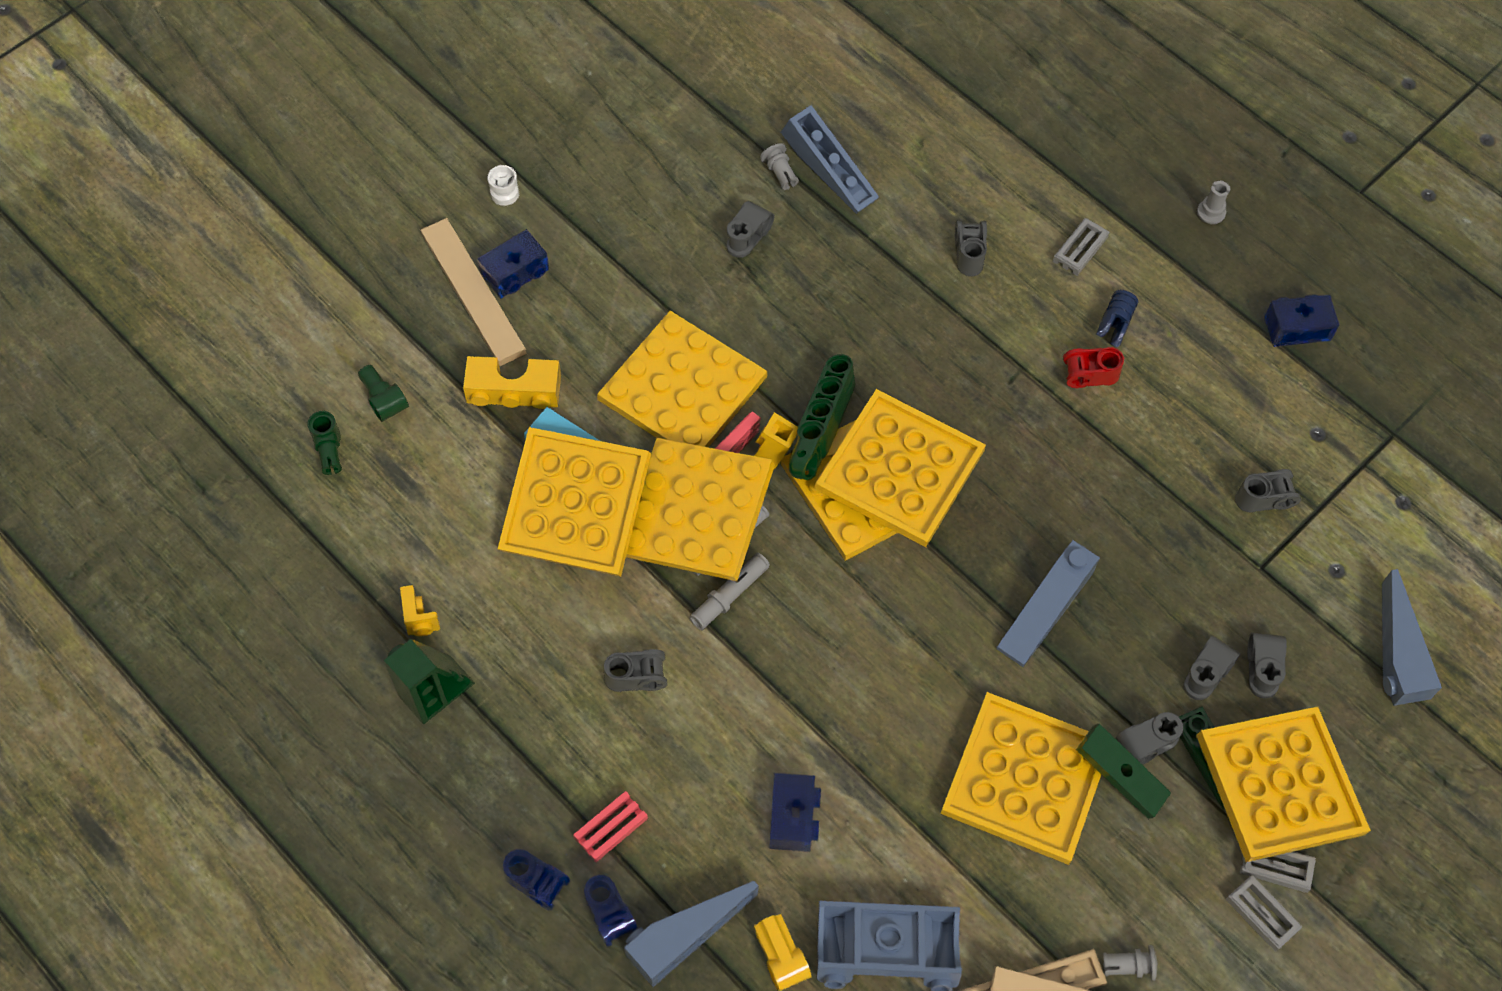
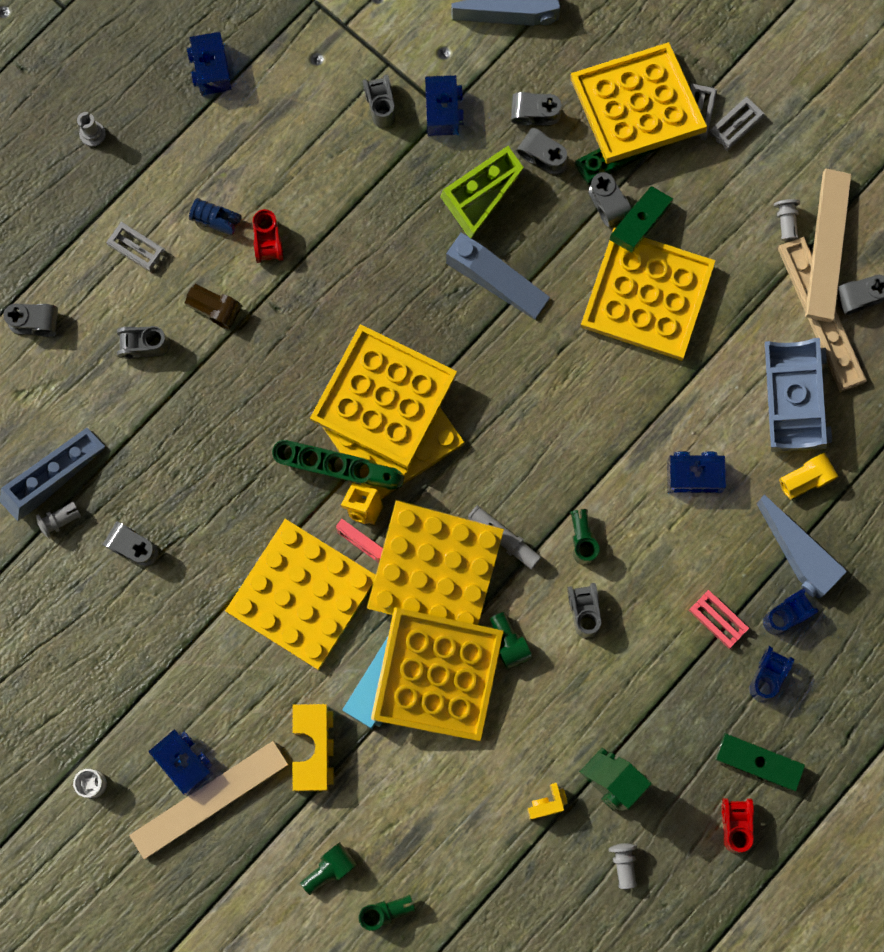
camera: 90 degrees left, 15 degrees up
(336, 691) = (625, 866): none -> light grey pin
(366, 823) = (737, 822): none -> red piece
(438, 837) = (775, 767): none -> dark green tile
(598, 590) = (512, 648): none -> dark green pin
(722, 673) = (583, 536): none -> dark green pin
(997, 147) = (36, 320): none -> dark grey piece
(1010, 317) = (220, 309): none -> dark brown piece
(1156, 590) = (481, 189): none -> lime wedge
(1265, 557) = (443, 91): none -> clear blue brick

